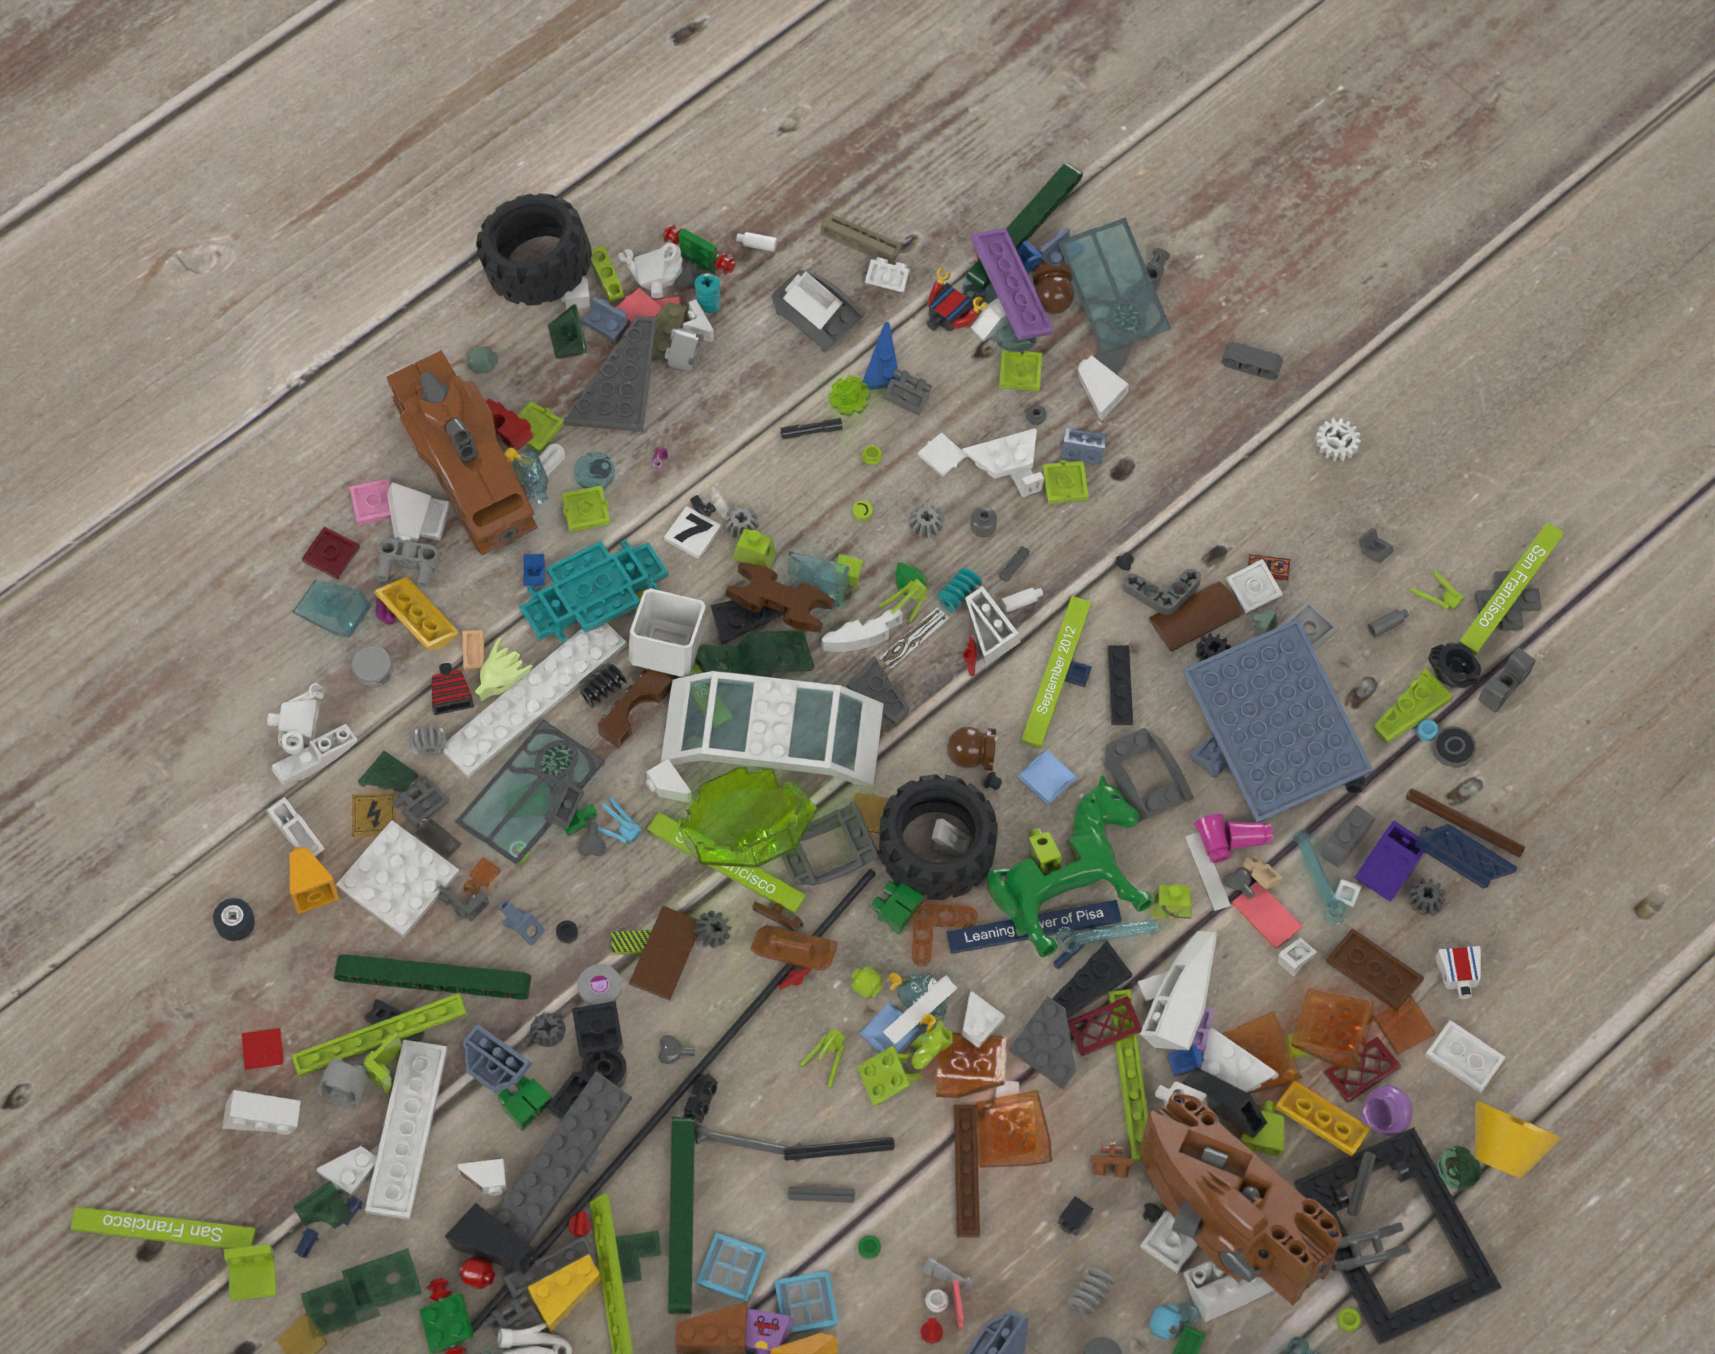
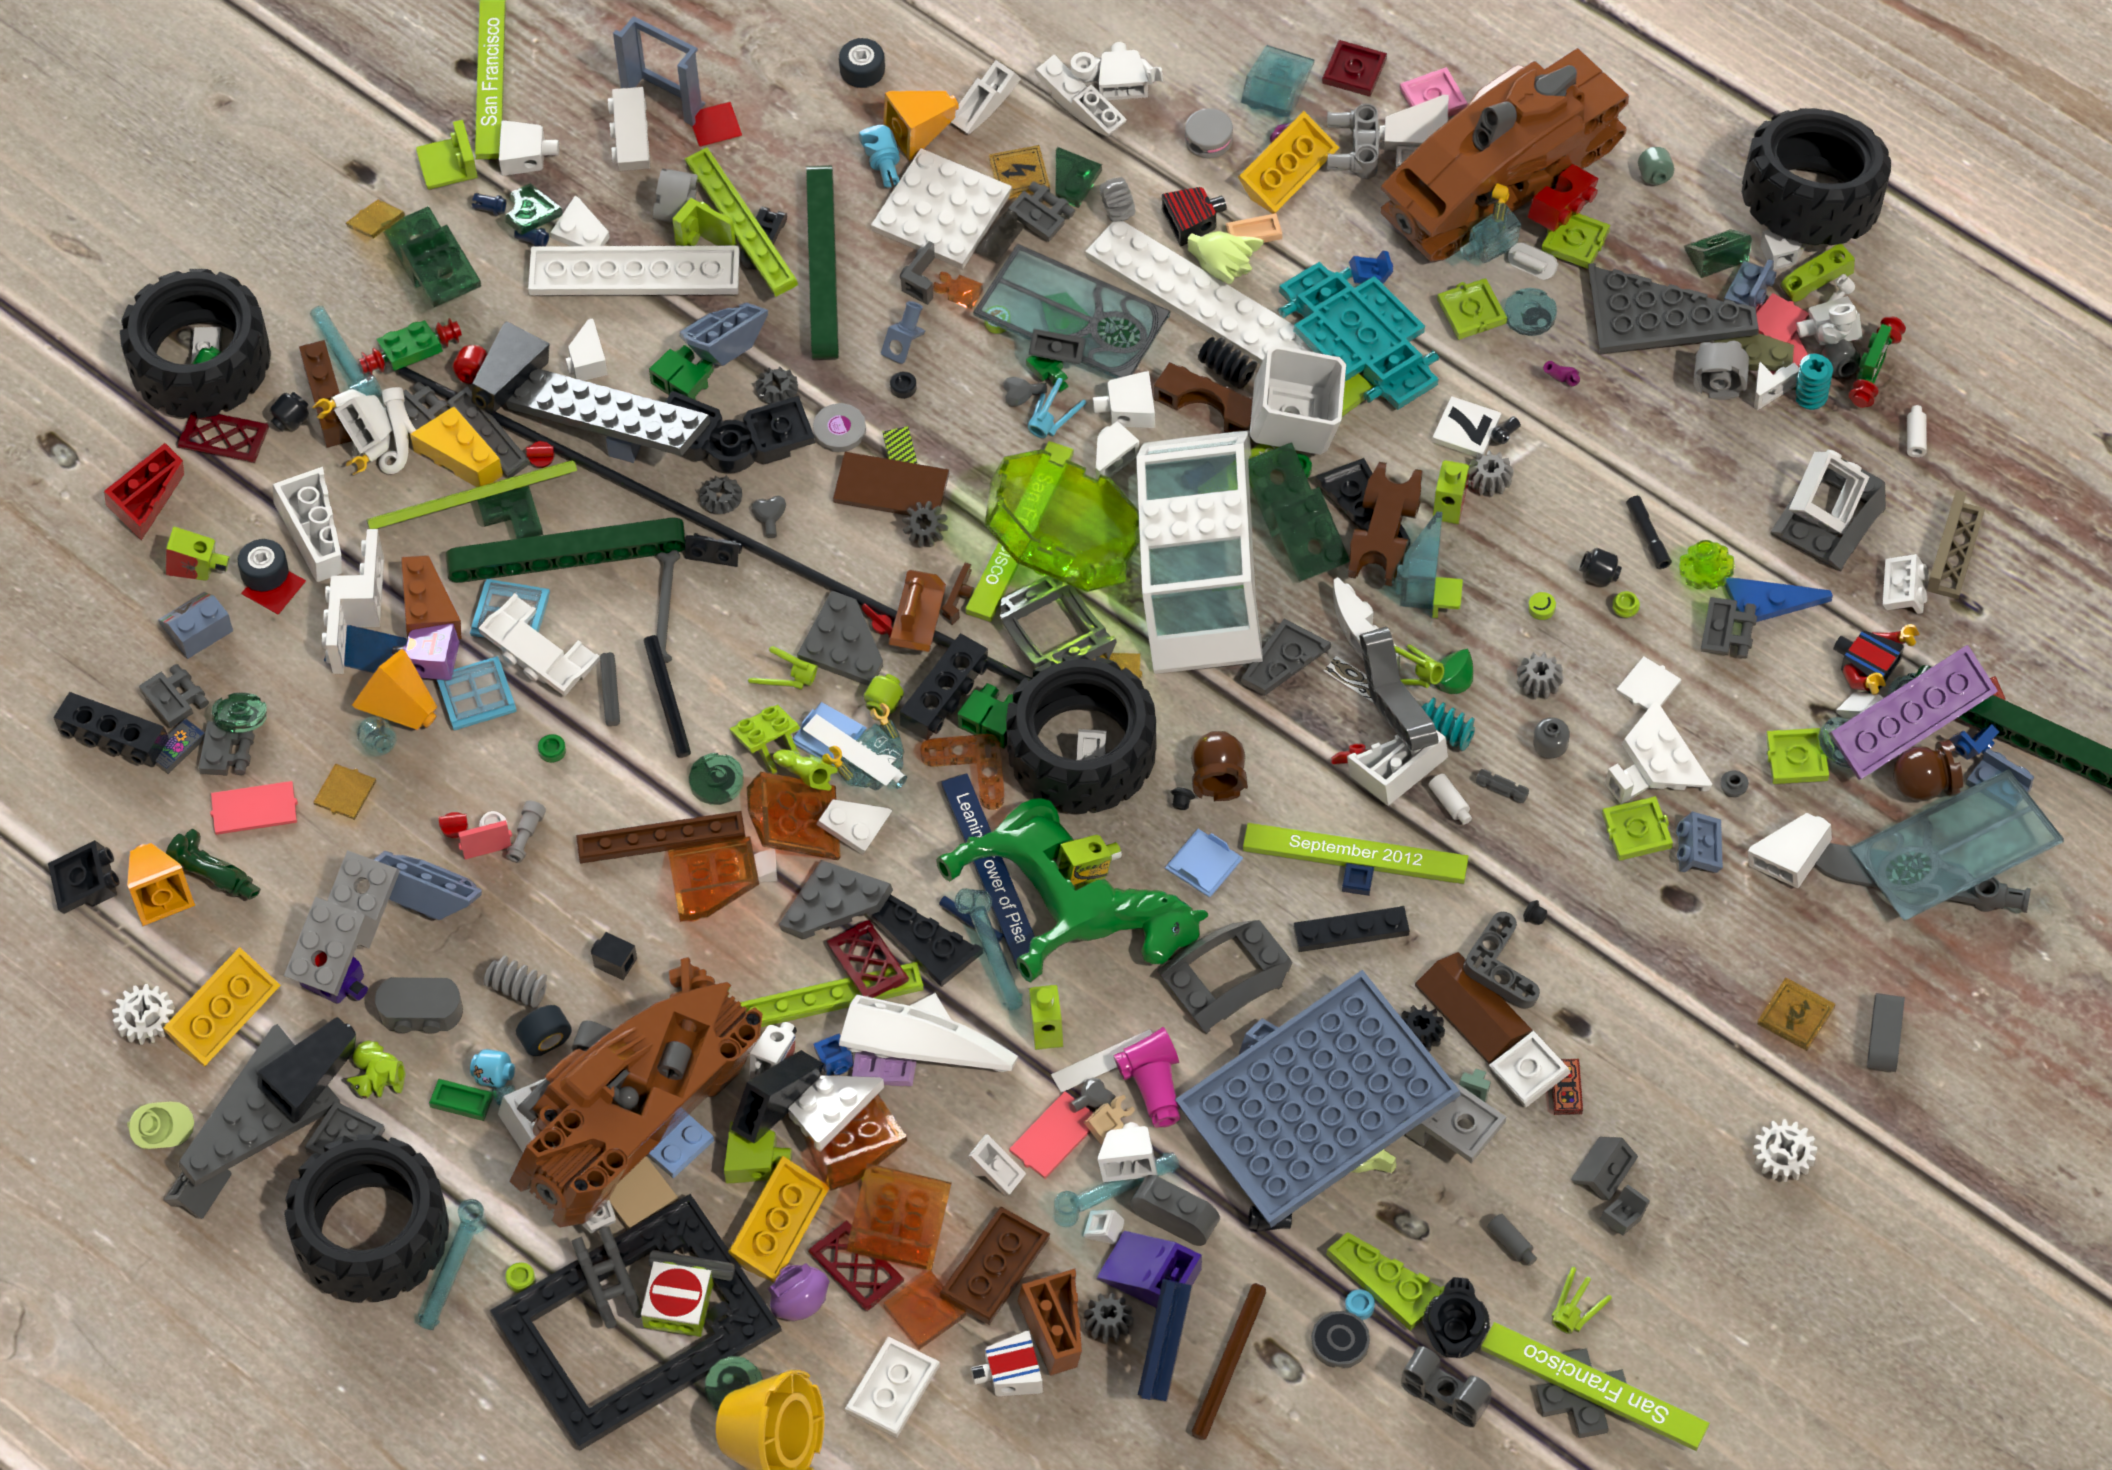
camera: 85 degrees right, 5 degrees down
(242, 1052) = (632, 65): none -> sand blue piece
(255, 1206) = (523, 148): none -> white torso
(337, 912) = (883, 152): none -> medium azure piece
(623, 763) = (1128, 401): none -> white torso
(651, 1095) = (727, 502): none -> dark grey gear
(776, 1255) = (534, 652): none -> white bracket
(806, 1009) = (842, 641): none -> dark grey plate
(839, 464) = (1600, 567): none -> black head
(893, 958) = (961, 654): none -> black brick
(918, 1121) = (716, 779): none -> clear green tile
(946, 614) = (1391, 695): none -> dark grey beam
(1139, 1276) = (543, 1030): none -> black wheel
(1227, 413) = (1796, 1014): none -> clear yellow tile
(1298, 859) = (1127, 1154): none -> white torso
(1335, 554) = (1605, 1166): none -> dark grey panel
(1392, 1195) = (677, 1298): none -> piece
(1429, 932) = (1053, 1319): none -> dark orange wedge

